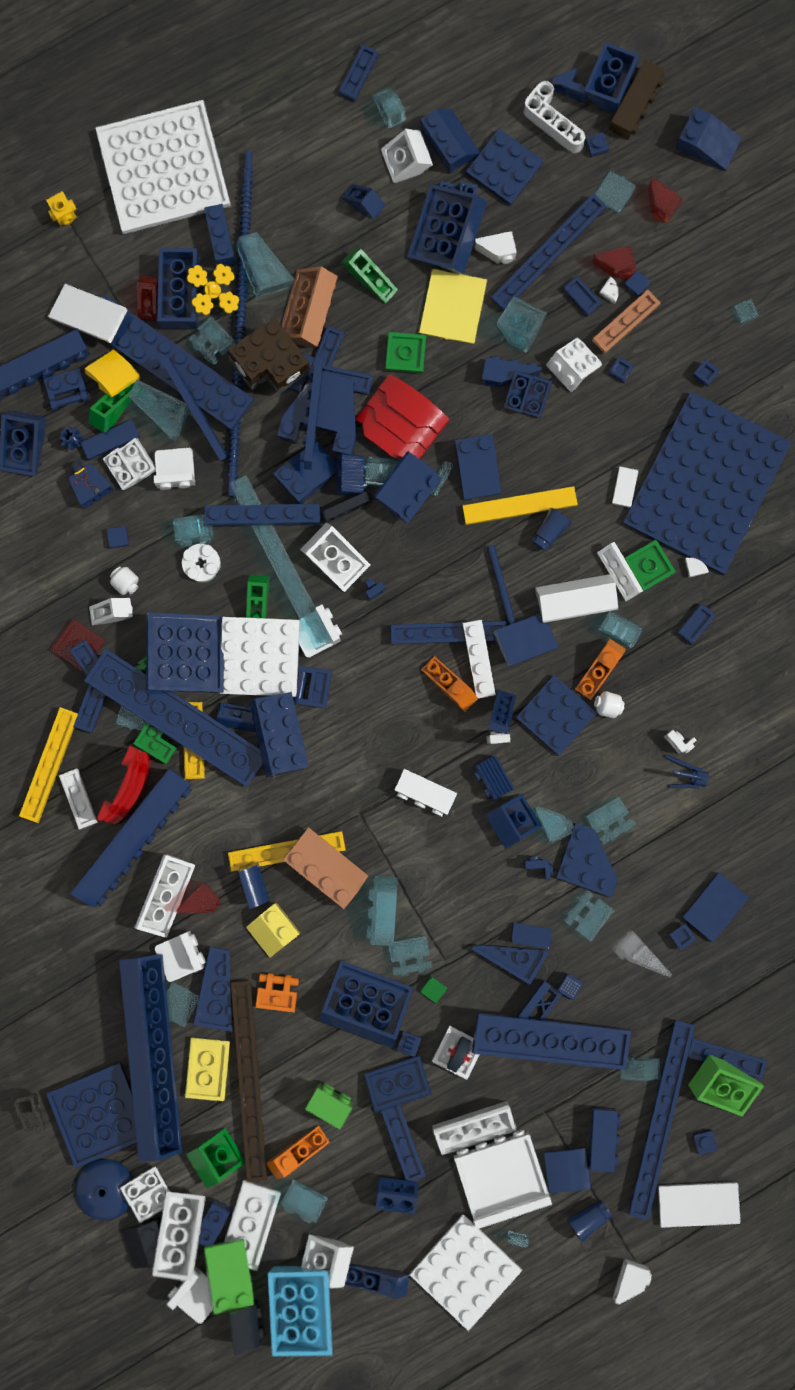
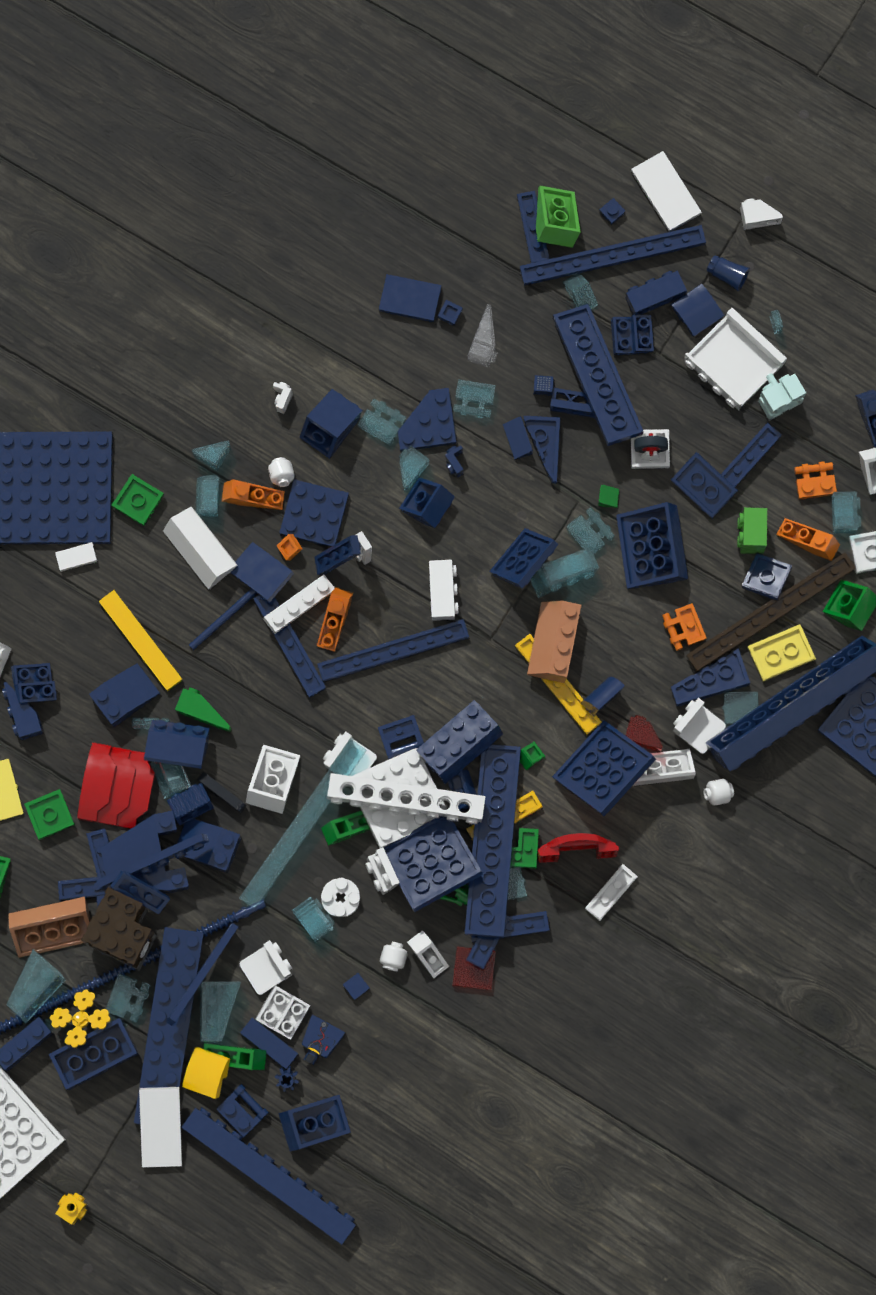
camera: 115 degrees left, 5 degrees down
(49, 765) = (595, 934): yellow plate -> none
(112, 942) = (718, 792): none -> white head
(132, 838) = (620, 822): dark blue slope -> none
(147, 298) = (116, 1079): clear red slope -> none
(184, 849) = (604, 768): none -> dark blue plate
(195, 607) = (382, 870): none -> white slope
(204, 710) = (397, 790): none -> white brick
(236, 793) = (531, 755): none -> green slope
(262, 515) = (269, 862): dark blue plate -> none
(273, 930) = (632, 658): light yellow slope -> none
(282, 1094) = (767, 576): none -> tile
(292, 390) = (140, 891): none -> dark blue plate
(343, 1187) = (815, 486): none -> orange plate
(374, 590) = (284, 728): dark blue tile -> none
(394, 721) = (393, 650): none -> dark blue tile
(397, 1195) = (796, 437): dark blue brick -> none
(409, 1044) = (665, 493): dark blue tile -> none
(413, 879) = (524, 558): none -> dark blue plate
(430, 525) = (196, 707): none -> green slope
(444, 1203) = (781, 396): none -> light aqua brick
(465, 1272) = (827, 351): white plate -> none
(474, 1128) = (705, 403): white slope -> none
(493, 777) = (398, 538): dark blue brick -> none
(536, 677) = (289, 547): none -> orange plate
(550, 529) = (149, 601): dark blue plant -> none
(575, 1095) = (632, 335): none -> dark blue slope
(620, 571) = (156, 522): white plate -> none
(632, 772) = (330, 423): none -> dark blue slope
(656, 653) = (213, 454): none -> clear light blue slope
(695, 567) = (118, 460): white tile -> none
(696, 624) = (169, 434): dark blue tile -> none
(697, 776) = (306, 367): dark blue plant -> none

